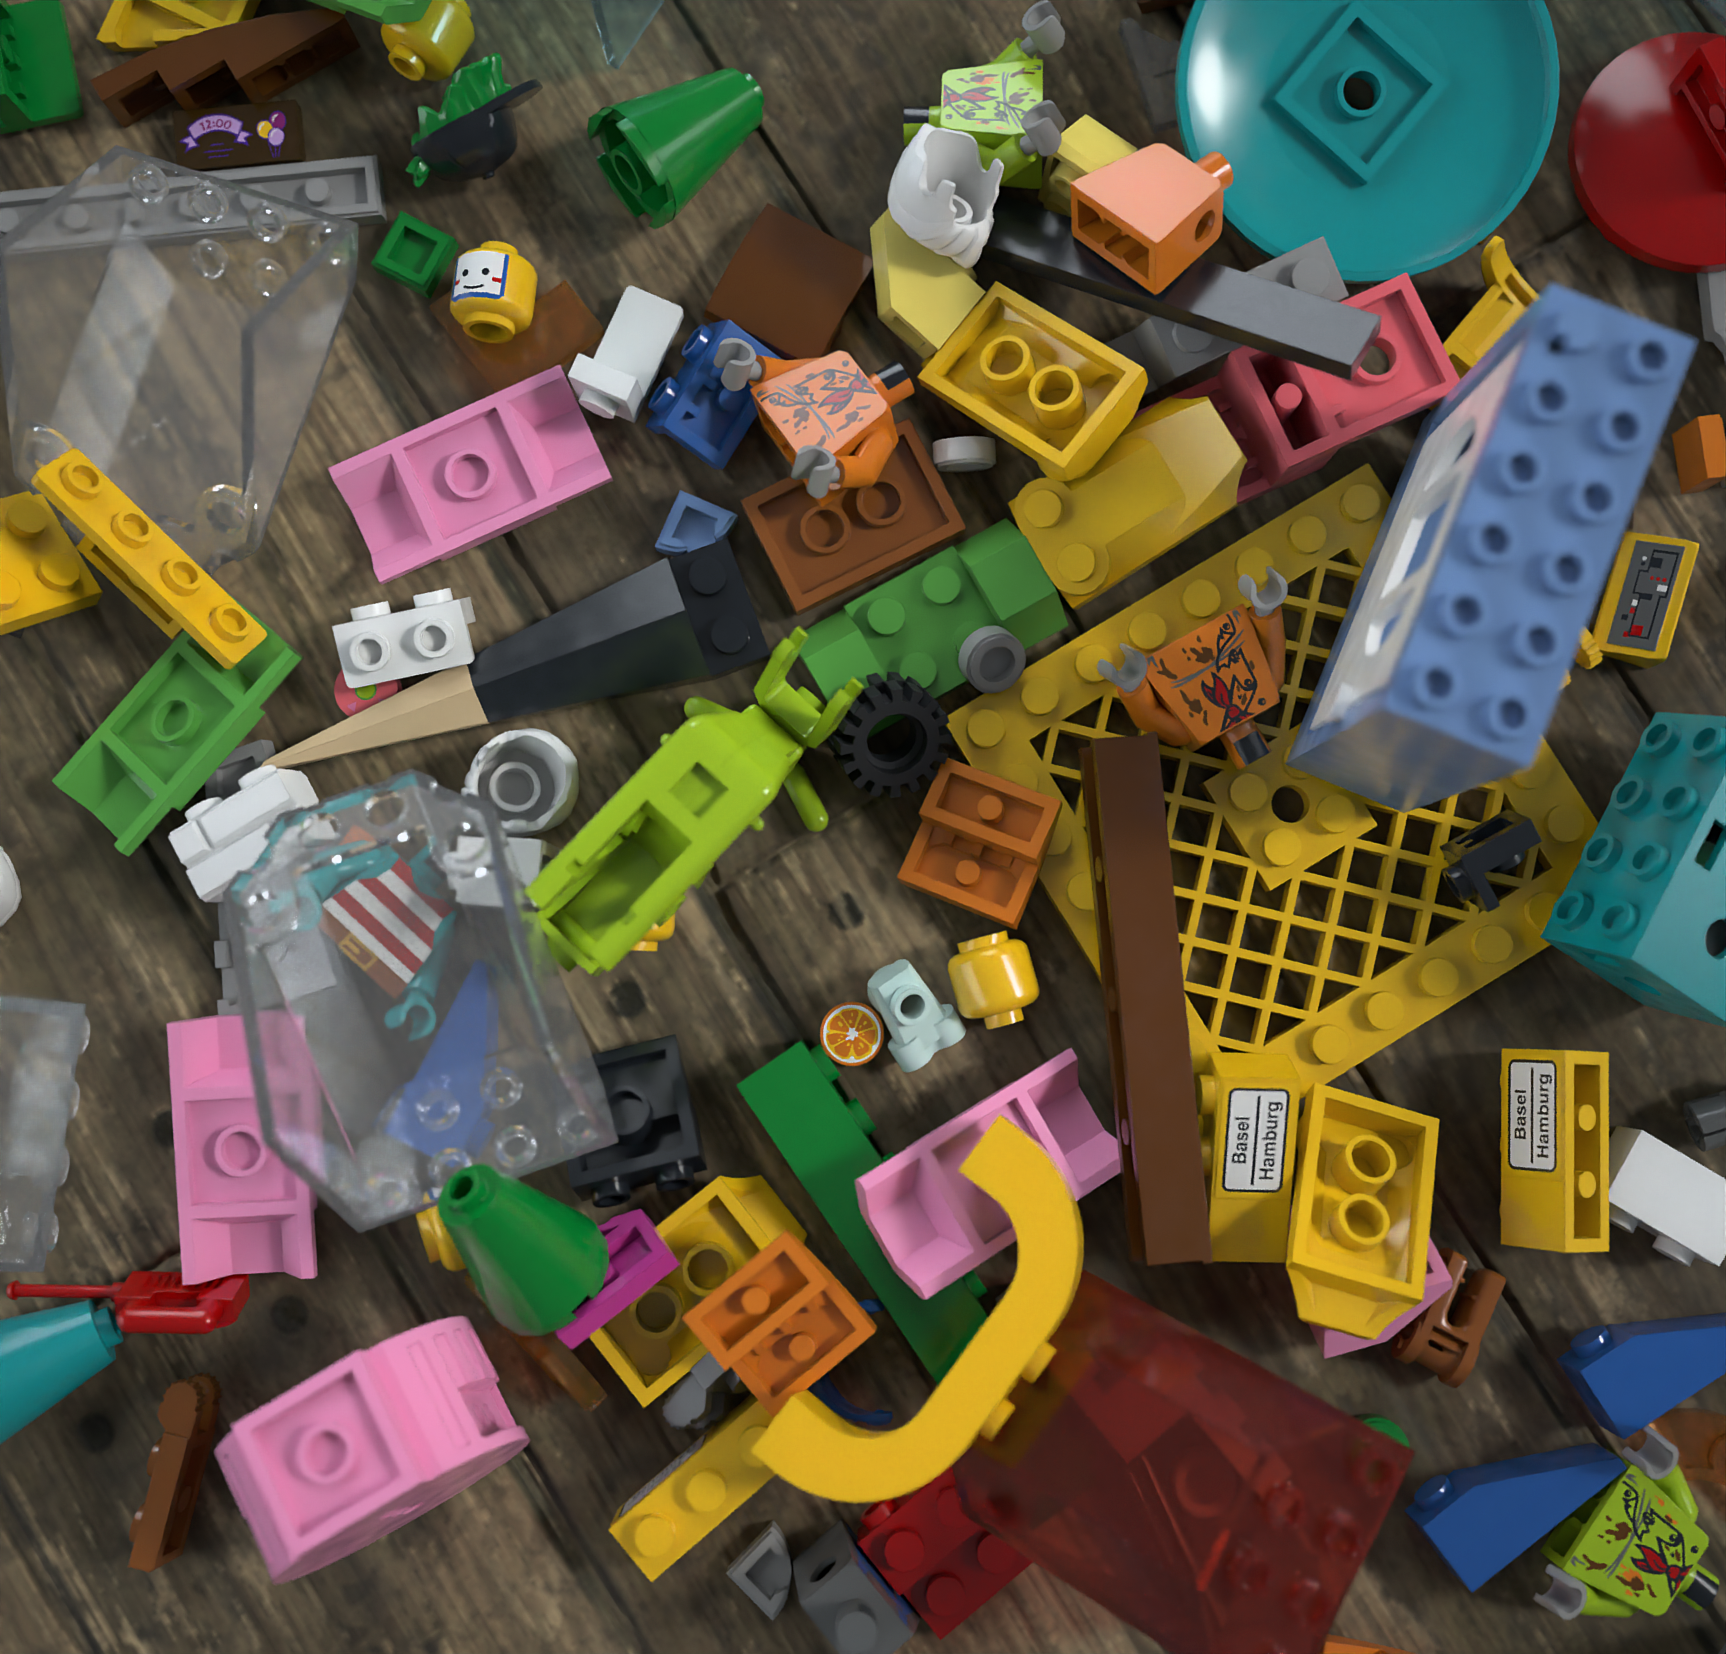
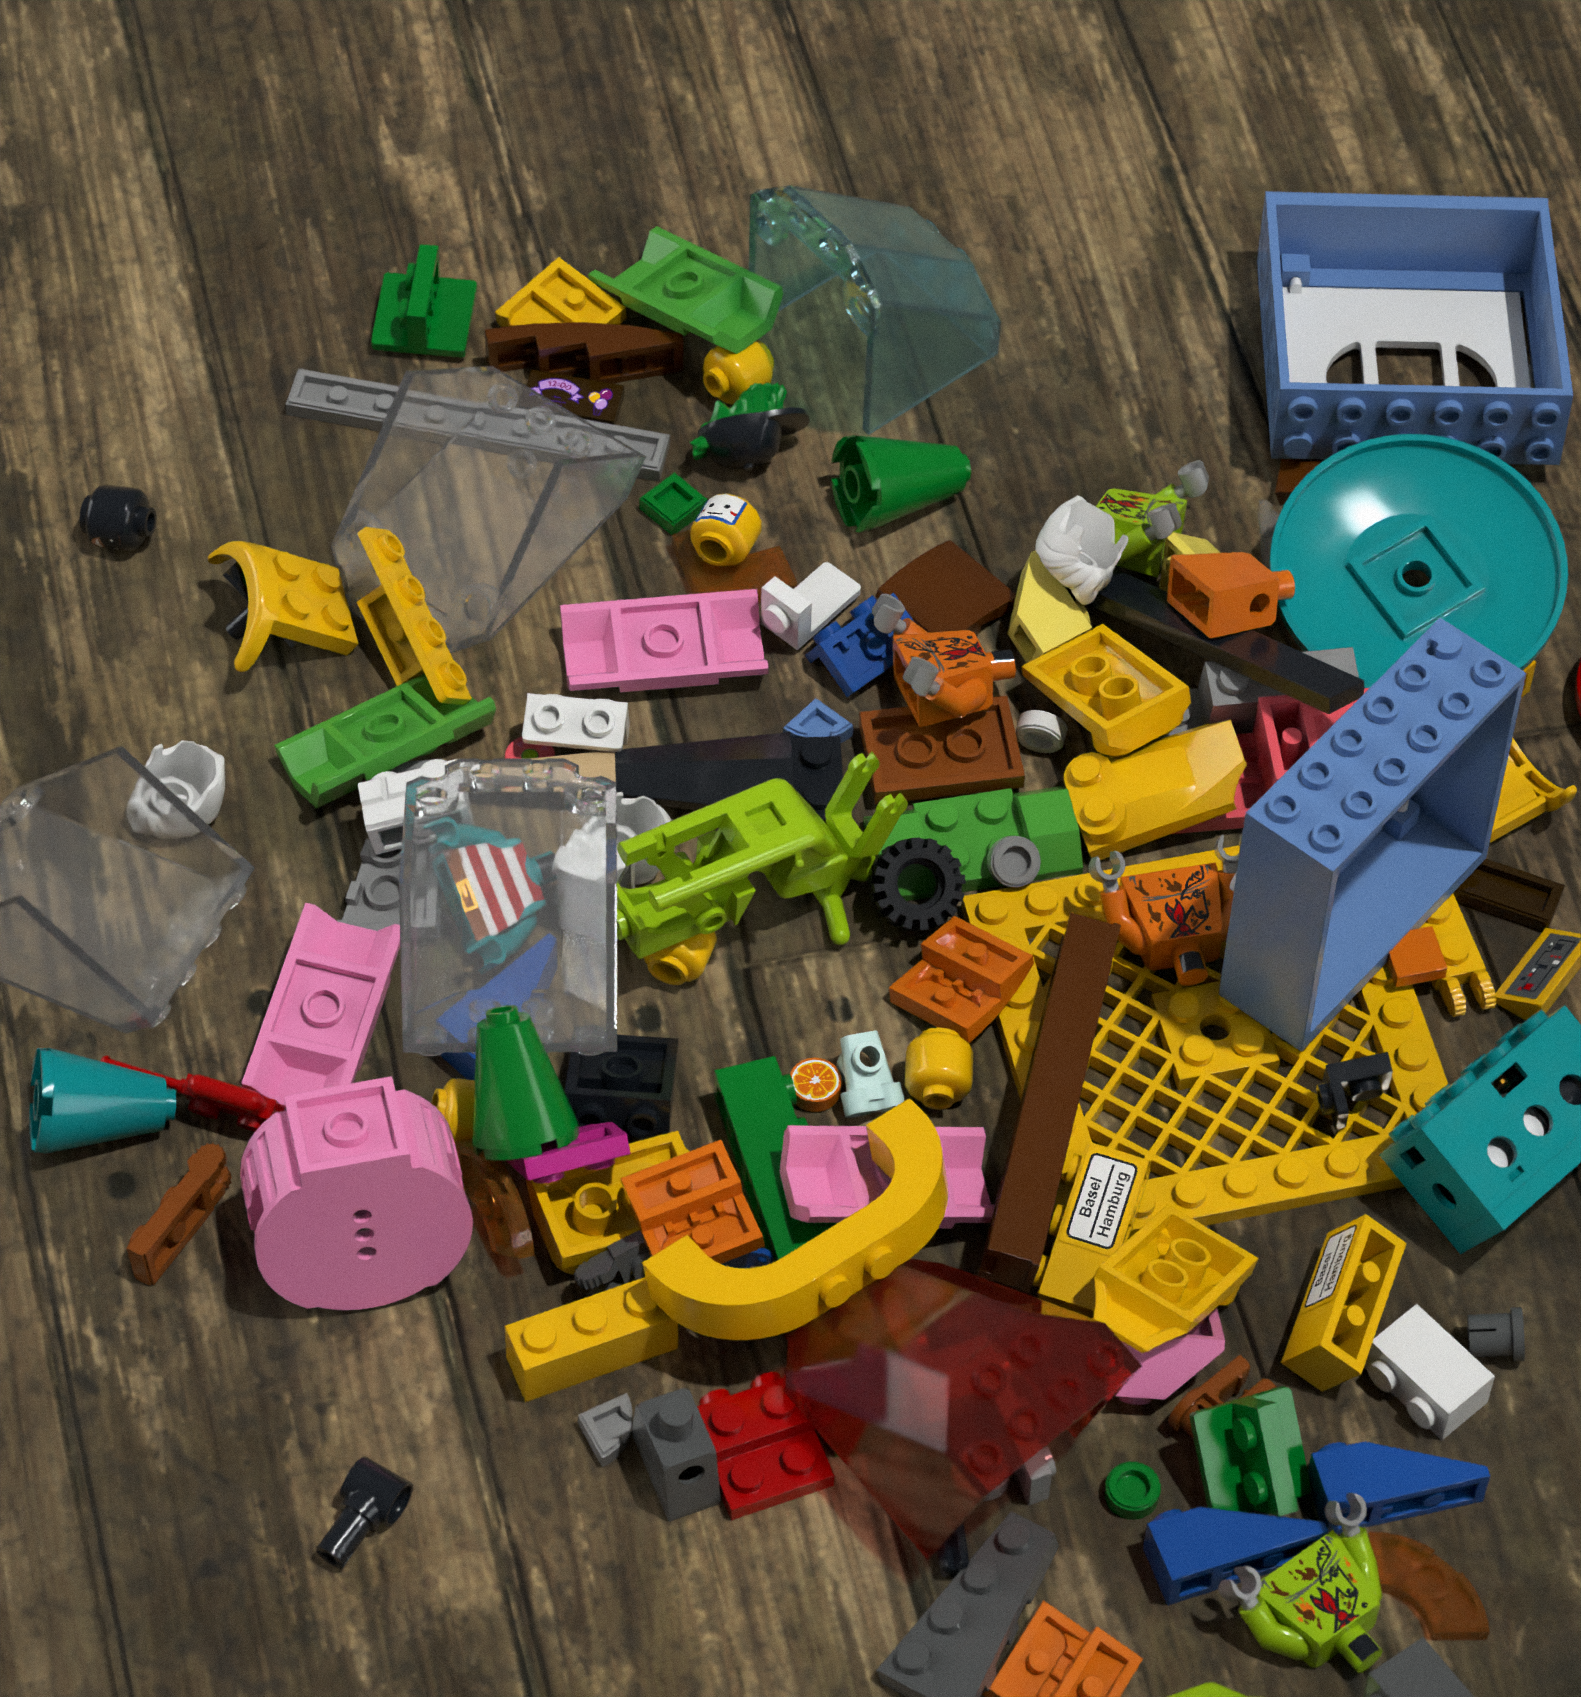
camera: 20 degrees right, 30 degrees down
(1515, 1393) = (1252, 1453): none -> green bracket

